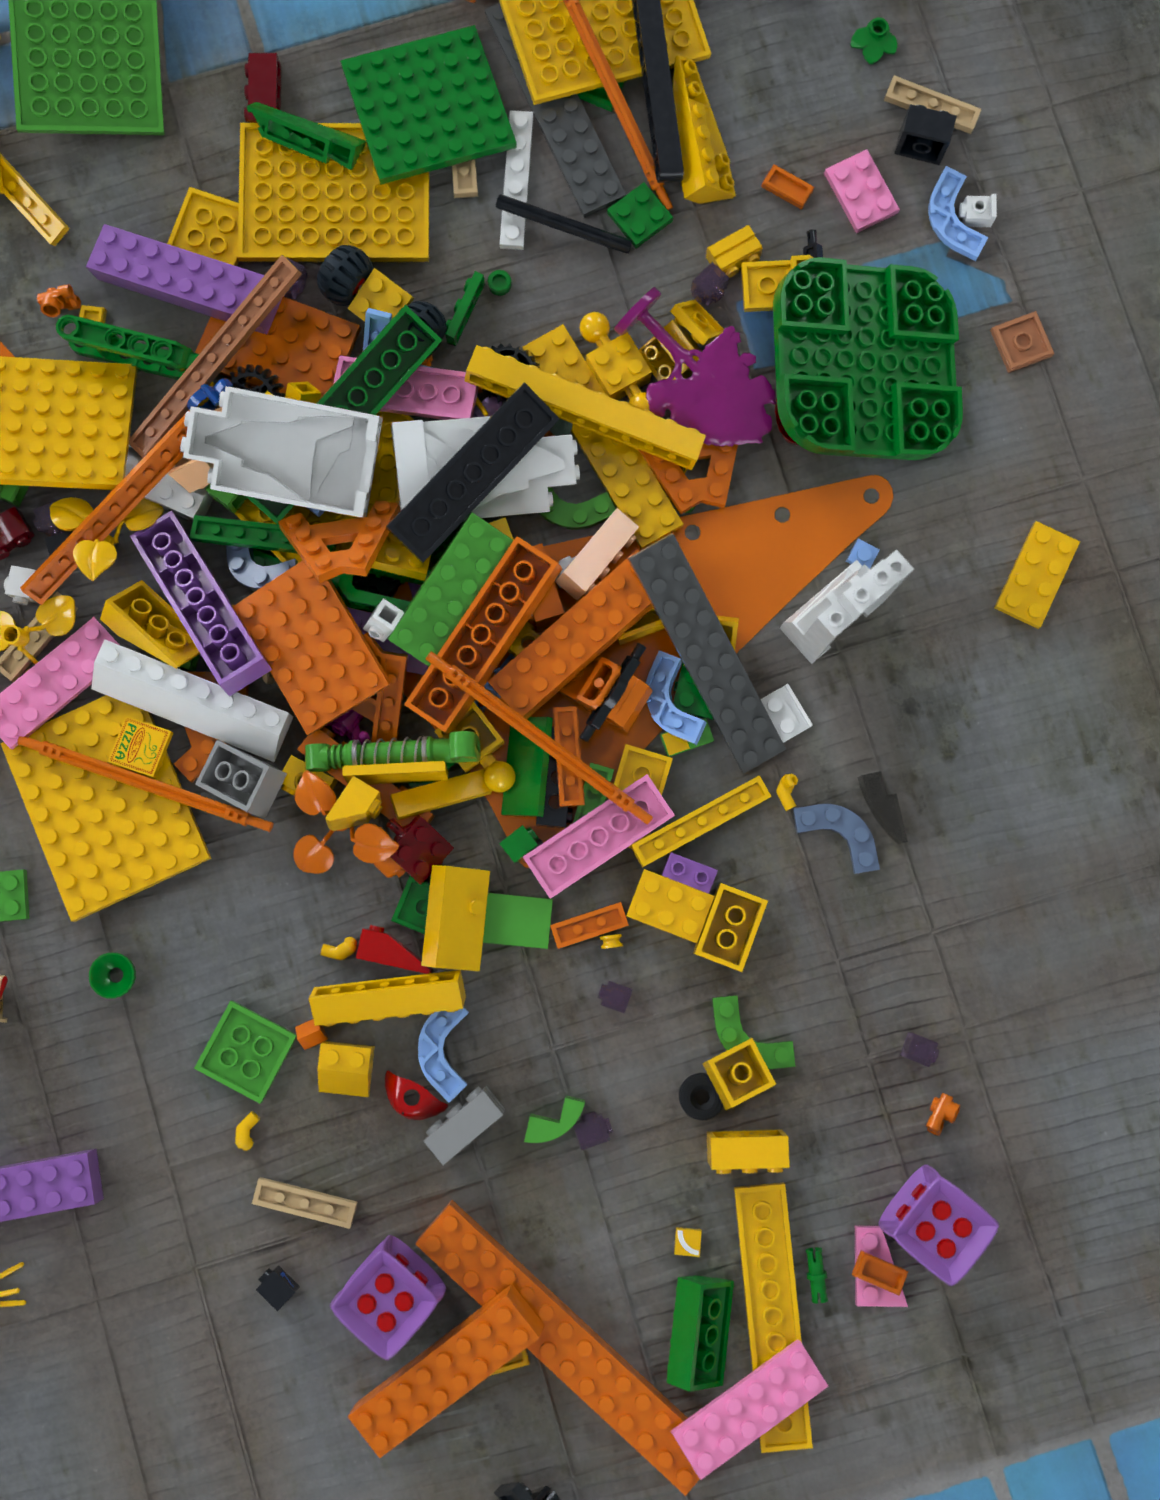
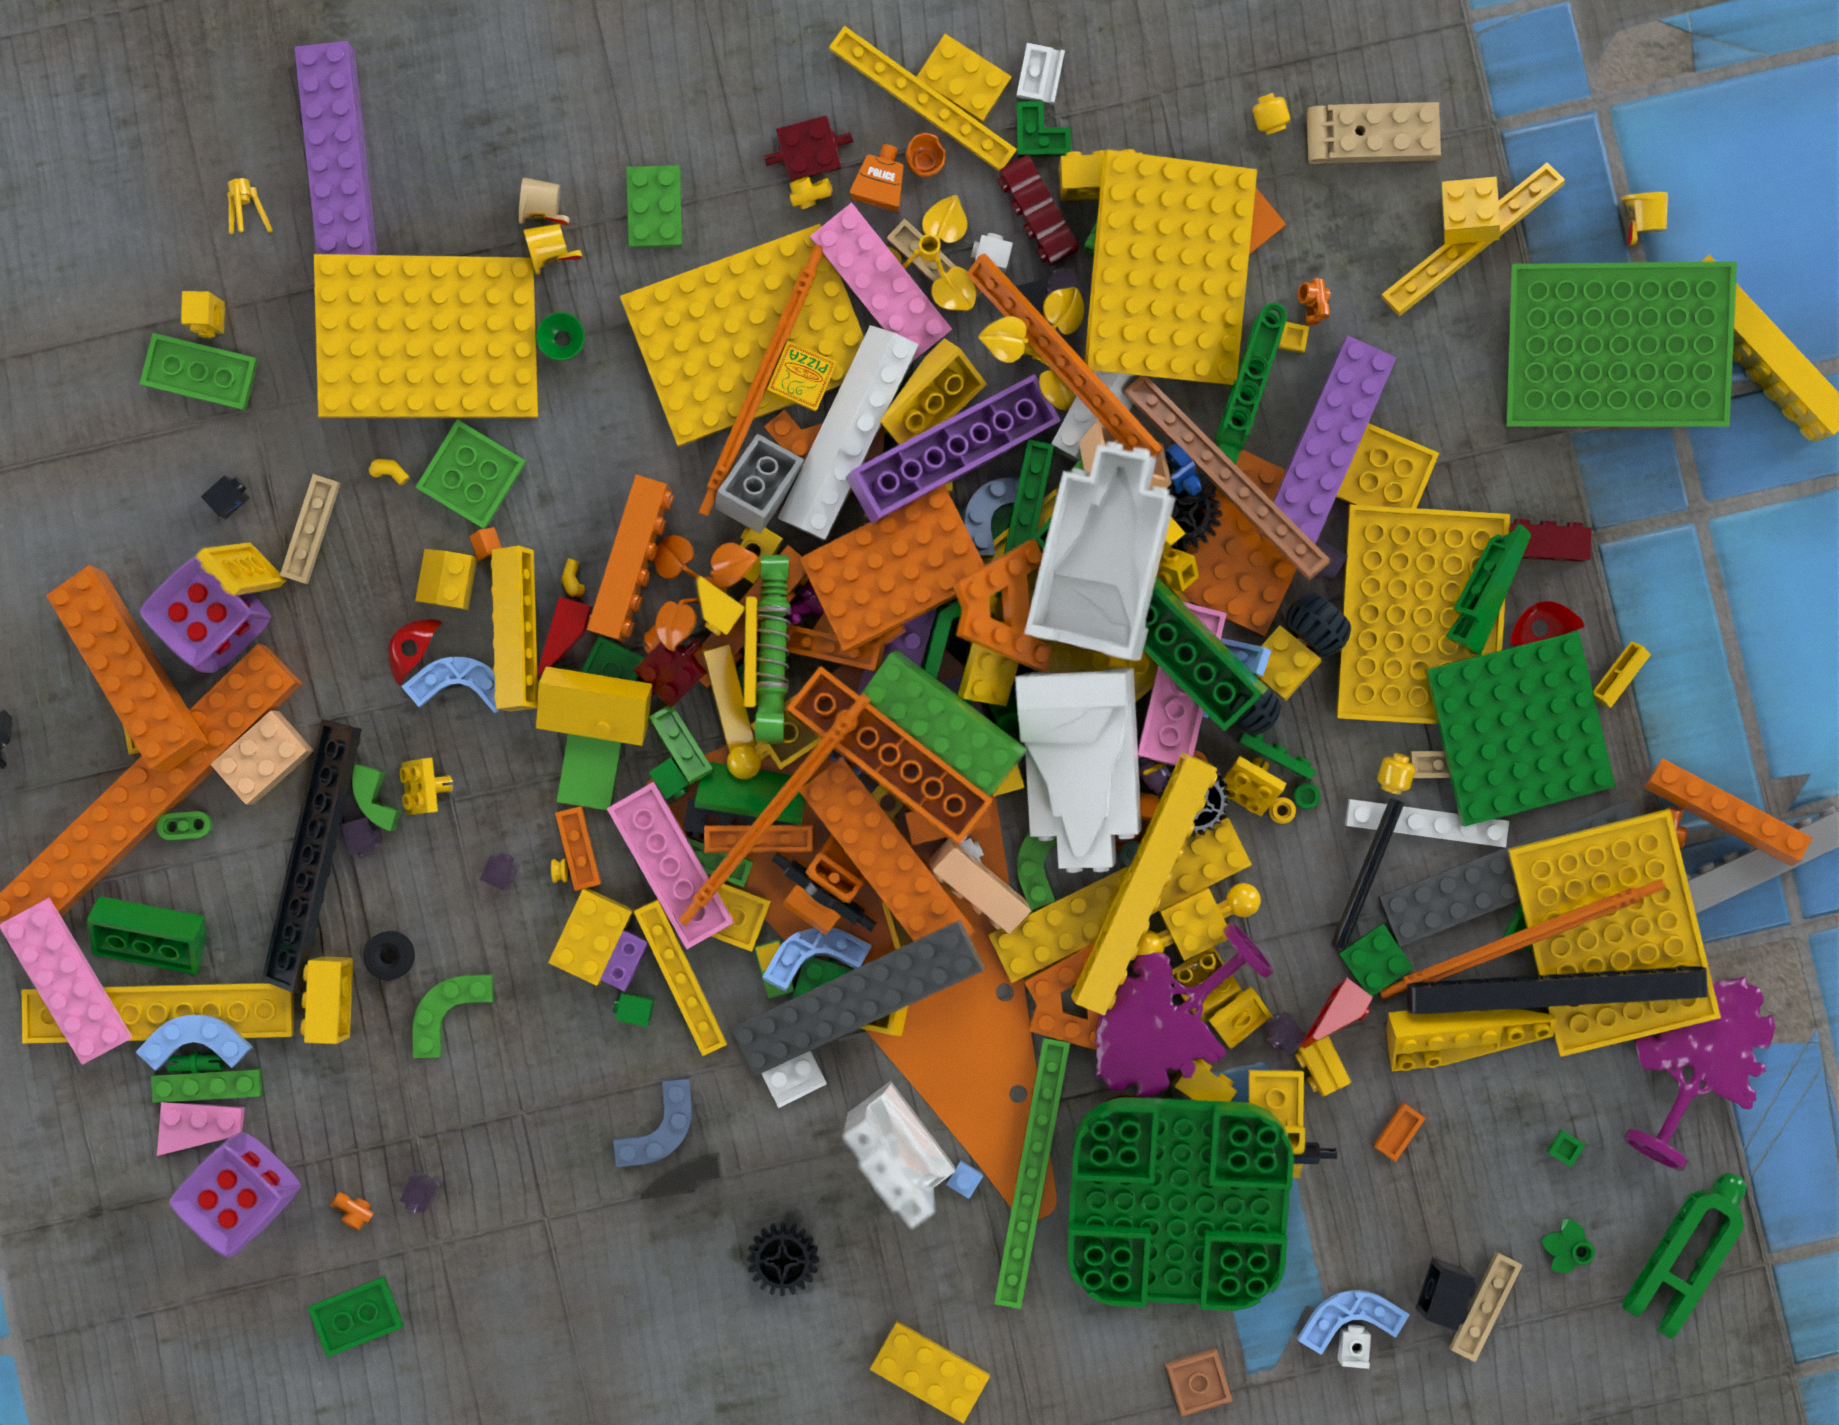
camera: 90 degrees right, 5 degrees up
(27, 993) = (548, 246): none -> yellow hat
(100, 1323) = (203, 313): none -> yellow brick
(115, 1104) = (425, 337): none -> yellow plate
(158, 1323) = (199, 371): none -> bright green plate
(316, 894) = (630, 558): none -> orange brick
(328, 82) = (1557, 616): none -> red piece
(342, 1265) = (240, 568): none -> yellow plate
(378, 22) = (1623, 677): none -> yellow piece
(383, 620) = (914, 648): white brick -> none
(463, 1124) = (377, 702): light grey brick -> none
(472, 472) = (1067, 757): black plate -> none
(474, 205) = (1396, 773): none -> yellow head
(486, 836) = (680, 744): none -> bright green plate
(490, 320) = (1252, 785): none -> yellow plate
(513, 295) = (1290, 810): none -> yellow plate
(523, 1232) = (262, 757): none -> light nougat brick
(541, 1076) = (422, 786): none -> yellow plate
(592, 1303) = (185, 825): none -> bright green plate
(613, 1177) = (311, 855): none -> black plate
(683, 237) = (1340, 1010): none -> slope
(687, 1242) = (240, 929): yellow tile -> none
(730, 927) = (563, 1000): yellow brick -> none
(733, 862) = (633, 1008): none -> green brick
(739, 1074) = (406, 997): yellow brick -> none
(762, 347) = (1205, 1084): none -> yellow brick
(785, 789) = (710, 1071): yellow arm -> none
(785, 1277) = (194, 1028): none -> light blue plate
(789, 47) = (1565, 1148): none -> green plate
(837, 1263) = (206, 1085): none -> bright green plate
(851, 495) = (1031, 1173): none -> bright green plate
(861, 191) = (1388, 1215): bright pink plate -> none
(880, 1273) = (192, 1128): orange tile -> none
(949, 720) = (771, 1259): none -> black gear
(1040, 1103) = (356, 1316): none -> green plate

